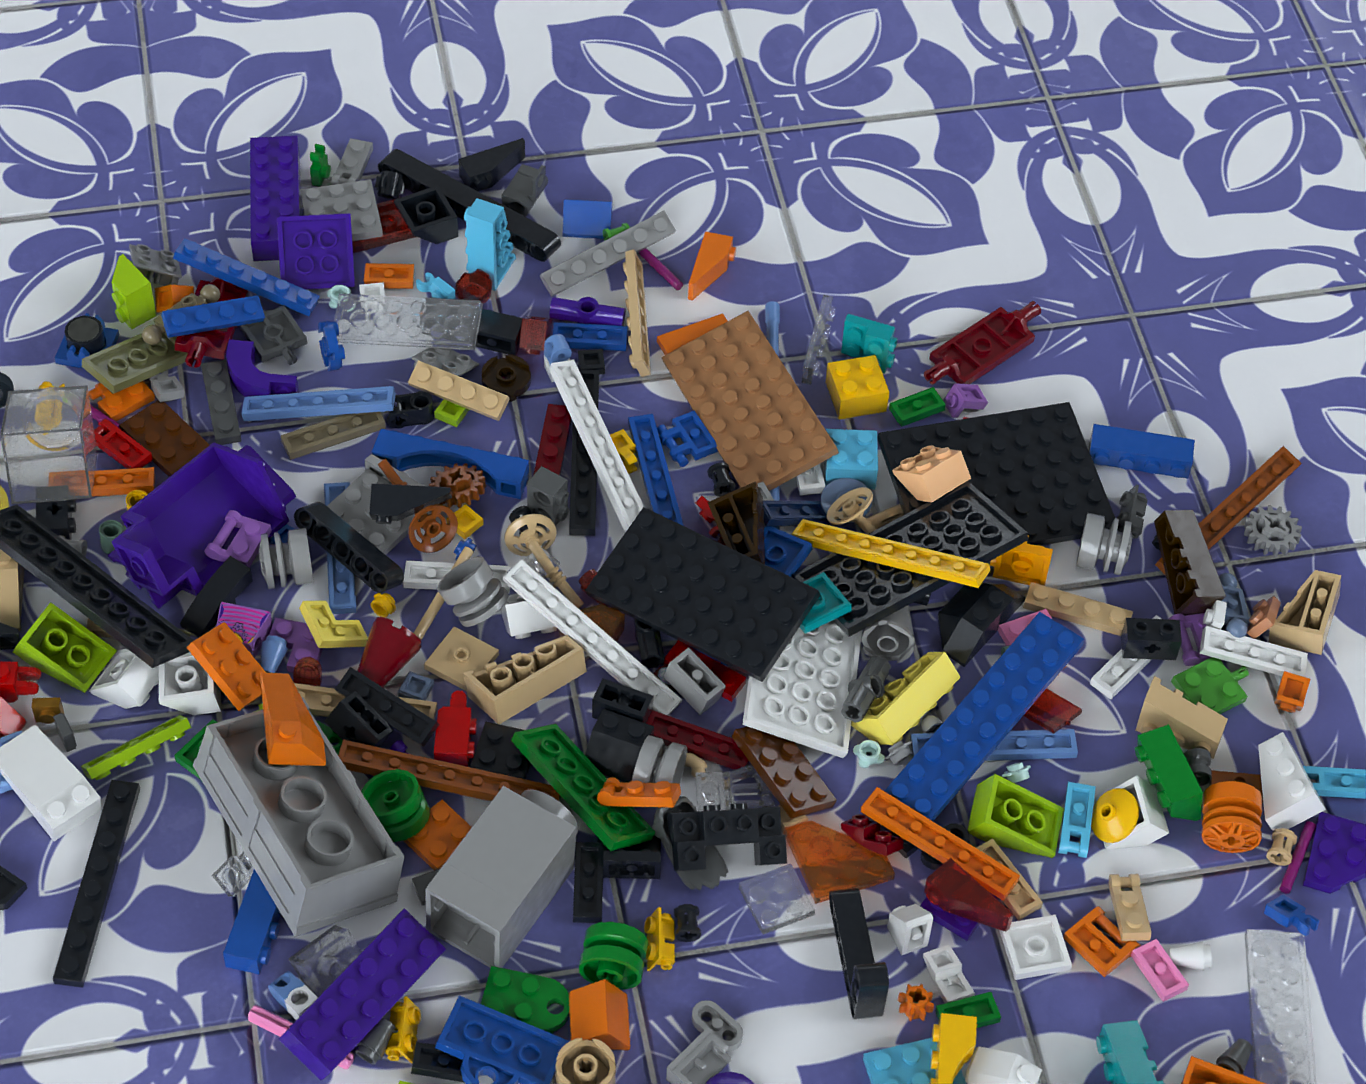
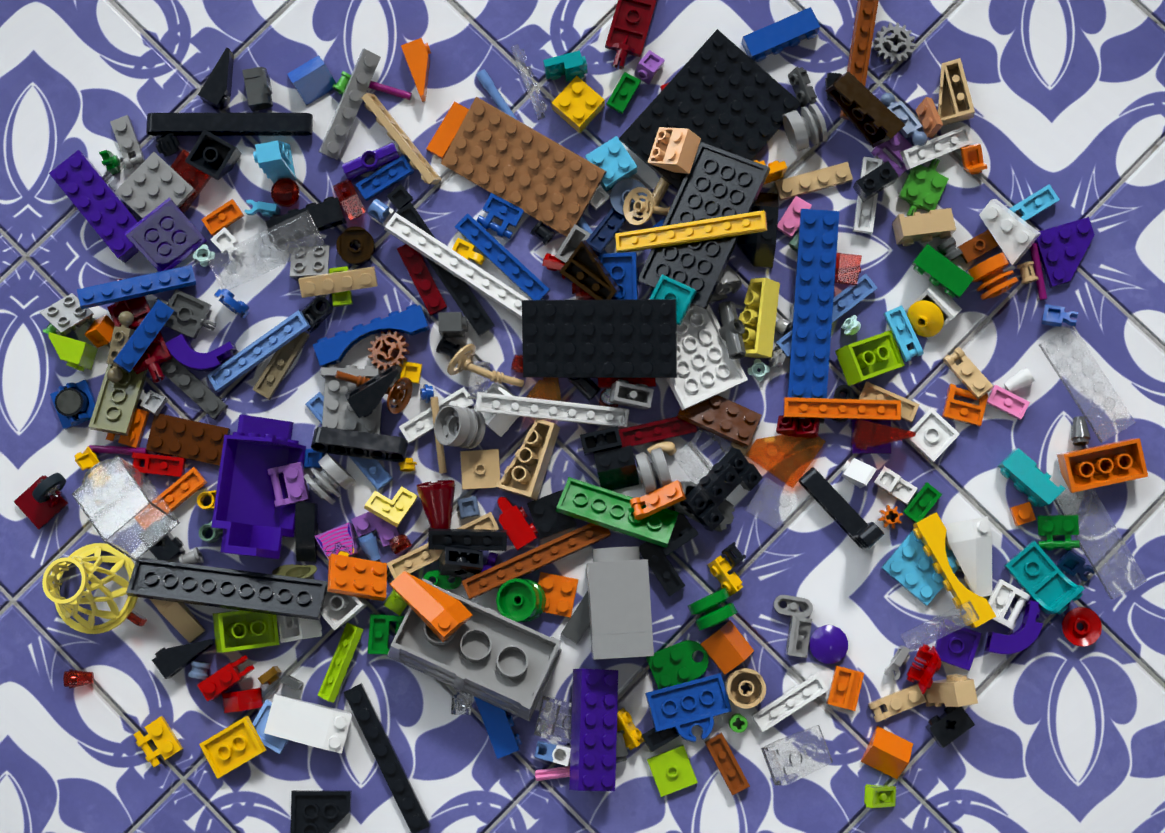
camera: 25 degrees left, 30 degrees up
(1216, 615) = (903, 139): white plate -> none

